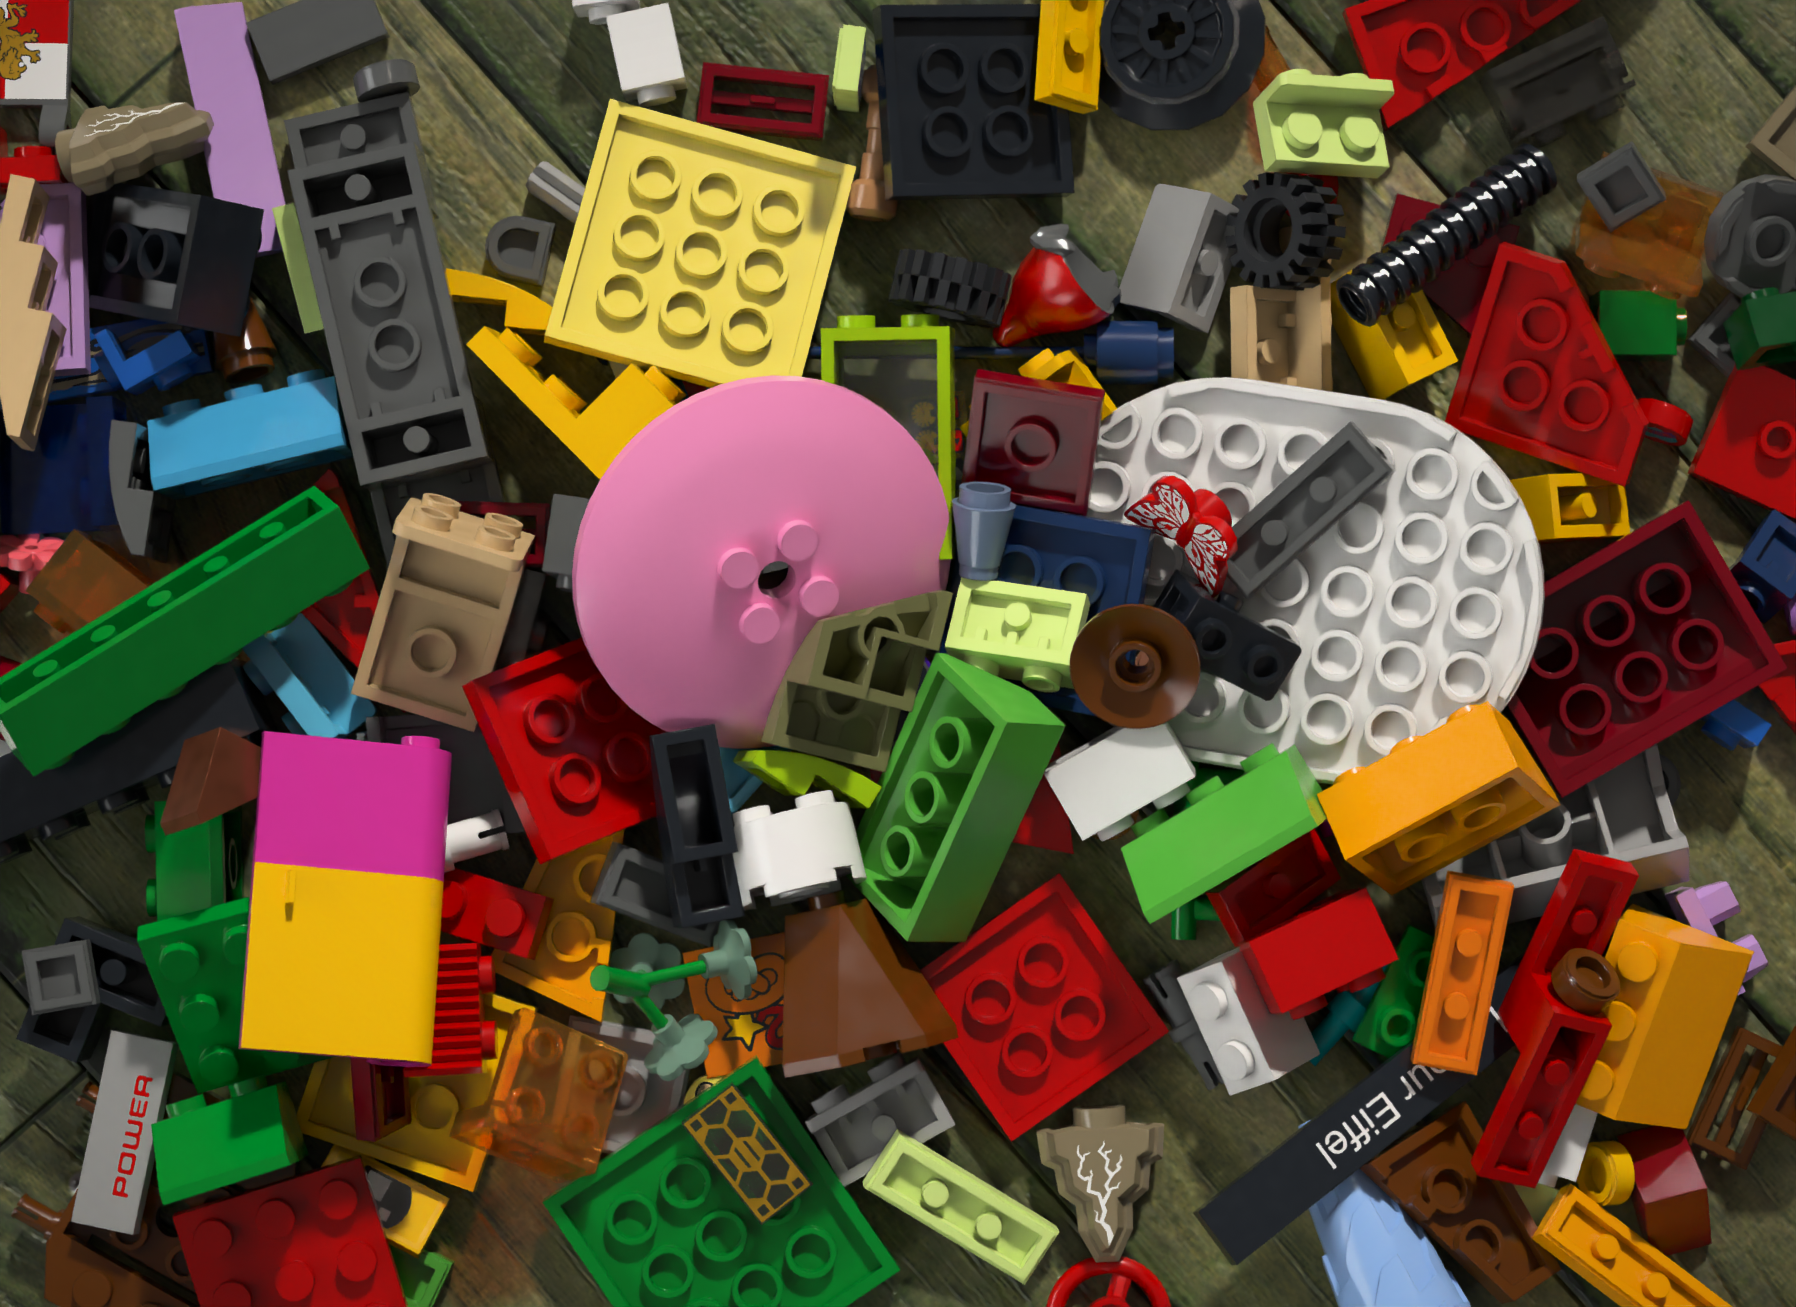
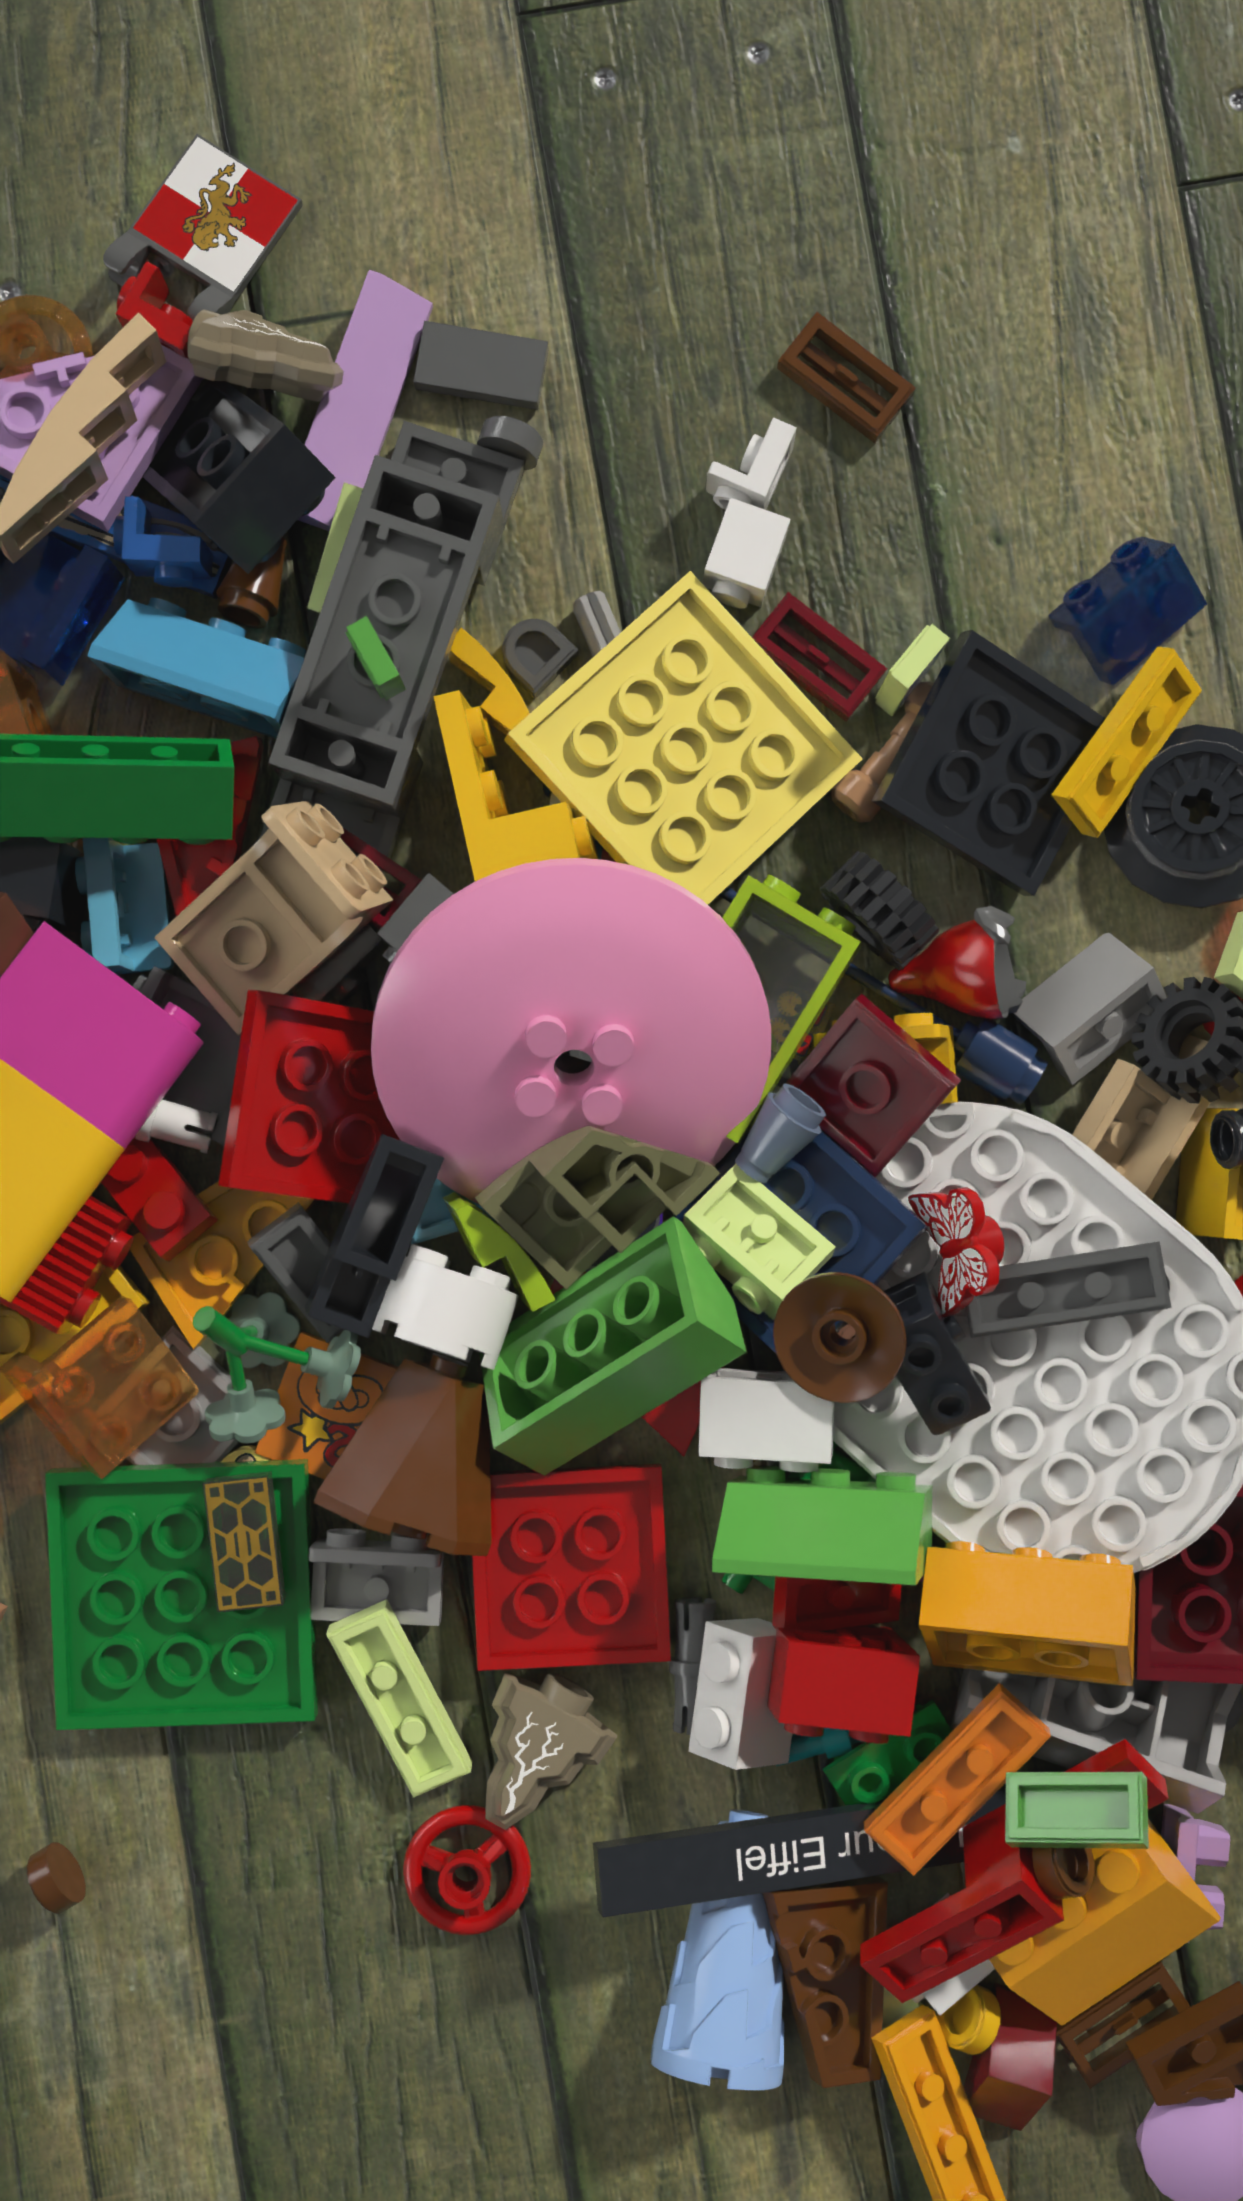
camera: 30 degrees right, 0 degrees up
(141, 513) = (67, 679): dark grey slope -> none
(398, 343) = (375, 659): none -> bright green tile
(1565, 929) = (1076, 1810): none -> bright green tile

